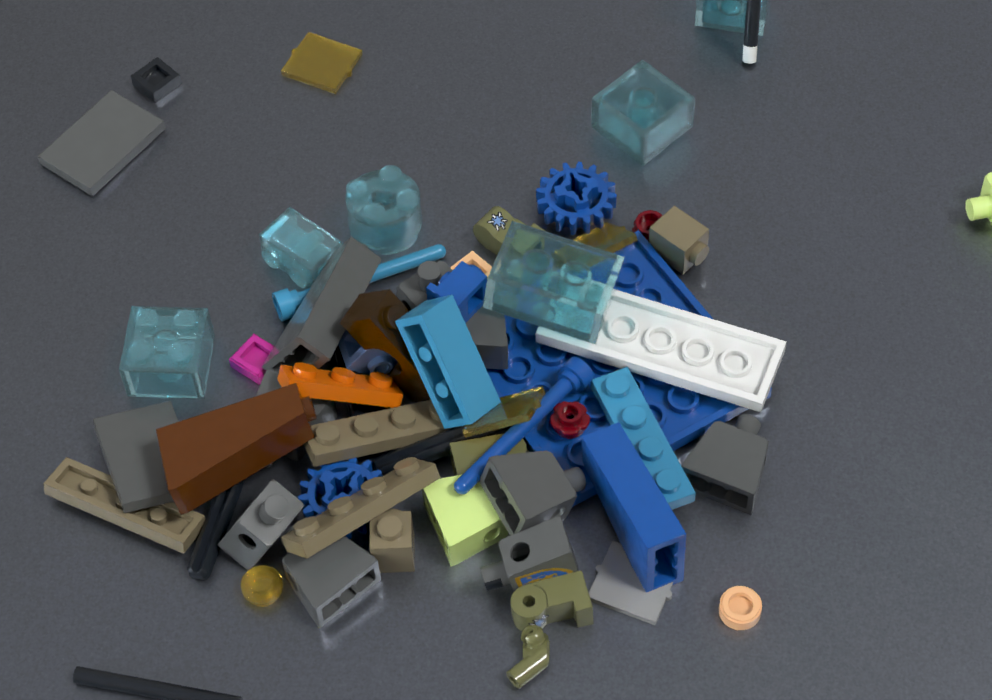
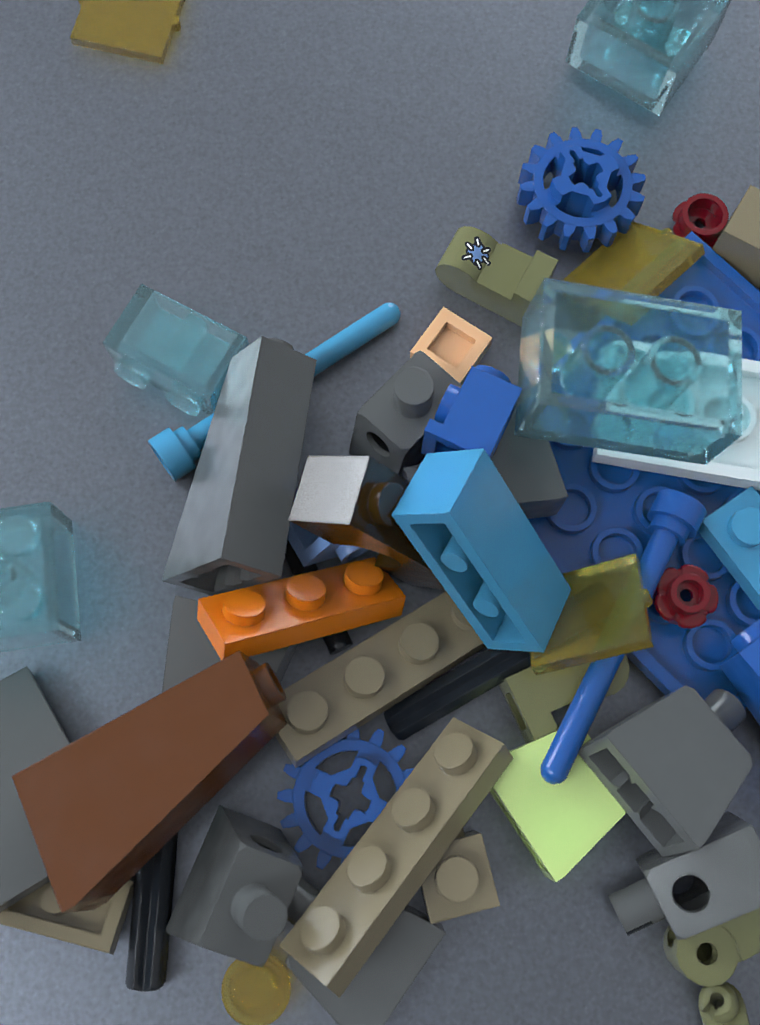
camera: 15 degrees left, 20 degrees up
(251, 357) = (143, 556): dark pink tile -> none
(384, 210) = (291, 259): clear light blue brick -> none

